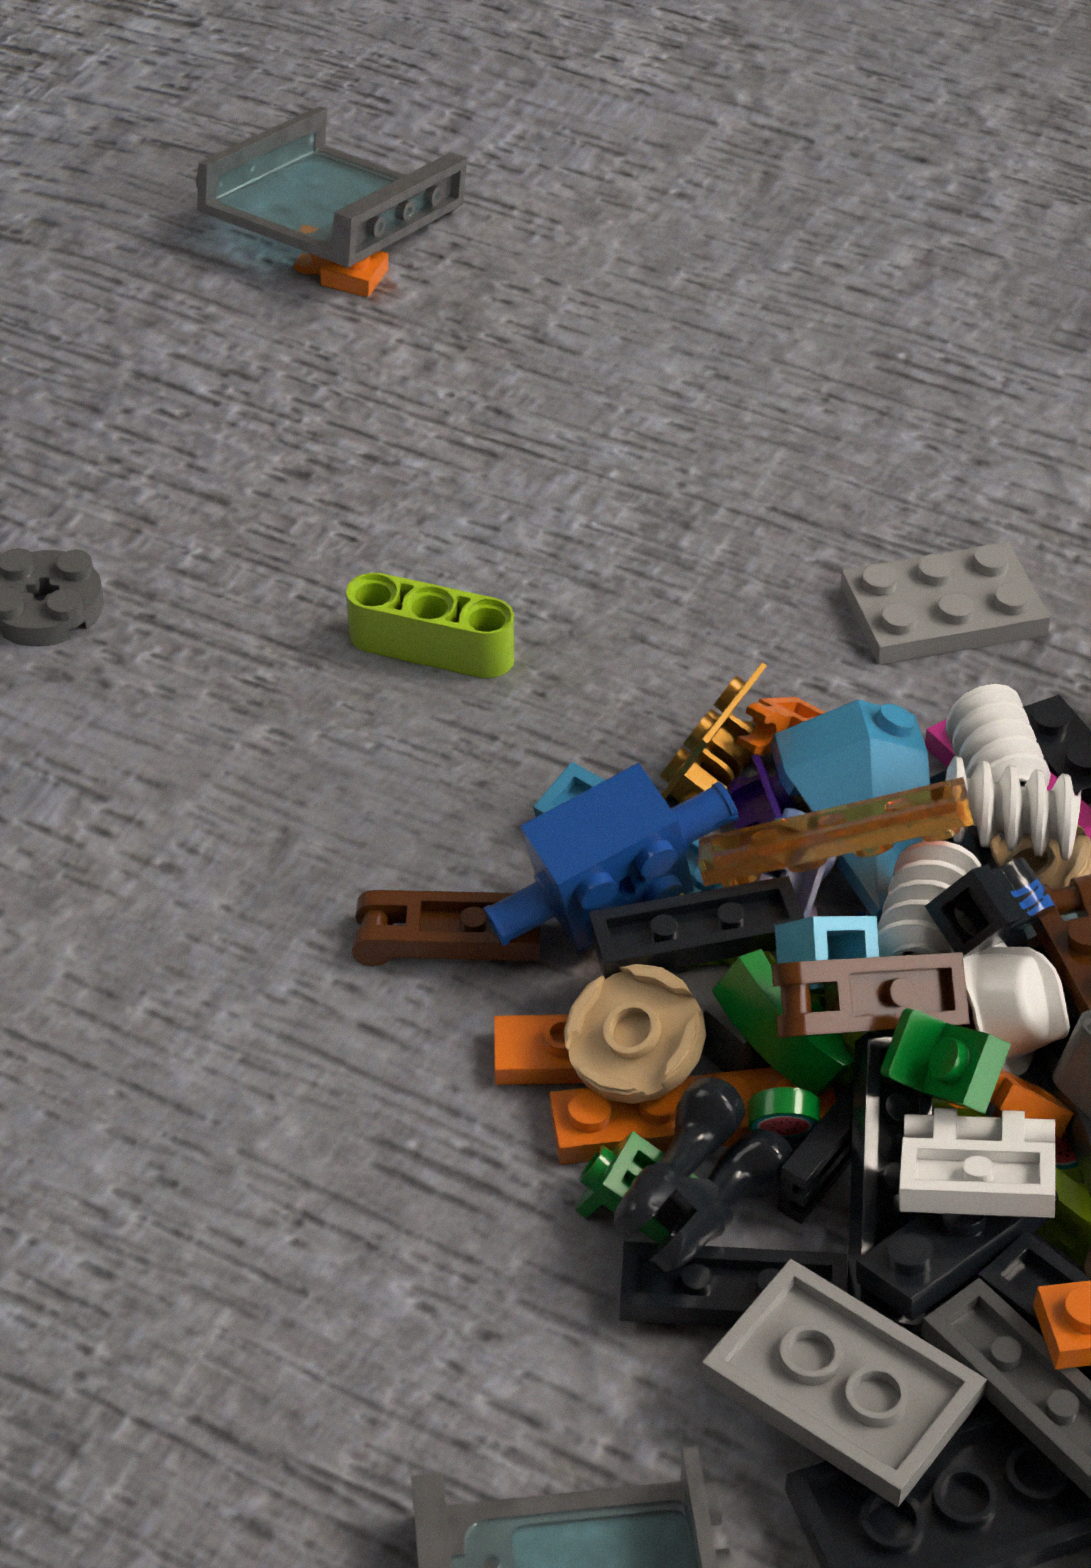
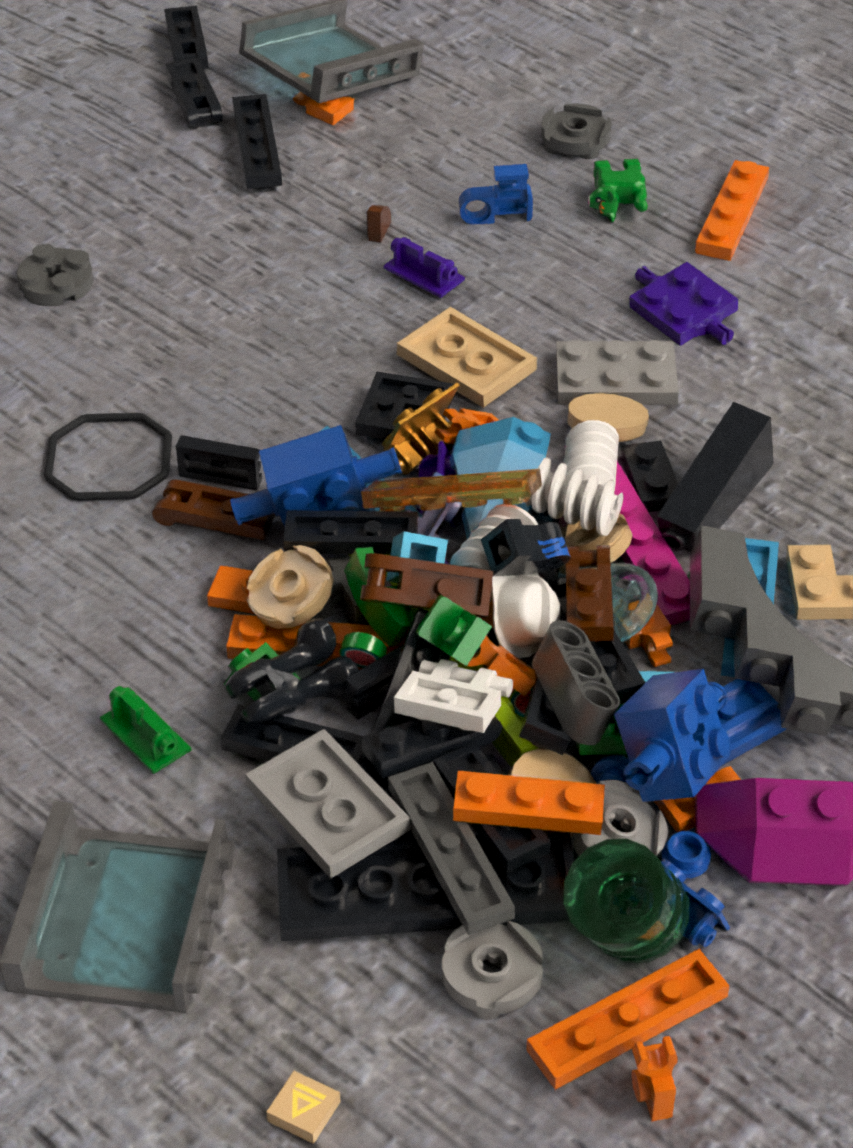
camera: 15 degrees right, 0 degrees up
(100, 198) = (186, 34): none -> black plate
(145, 278) = (194, 92): none -> black plate
(255, 936) = (112, 495): none -> black piece
(272, 339) = (257, 141): none -> black plate
(425, 849) = (218, 462): none -> black tile
(431, 625) = (279, 331): lime beam -> none
(487, 1318) = (143, 730): none -> green hinge
(503, 434) = (378, 222): none -> reddish brown tile
(618, 498) = (427, 271): none -> dark purple hinge
(648, 697) = (388, 398): none -> black plate
(684, 366) = (508, 197): none -> blue piece
(710, 265) = (576, 131): none -> dark grey plate
(723, 616) = (467, 354): none -> tan plate
(828, 327) = (617, 187): none -> green animal
(955, 665) = (621, 412): none -> tan tile
(994, 483) = (684, 304): none -> dark purple plate
(997, 335) = (732, 210): none -> orange plate

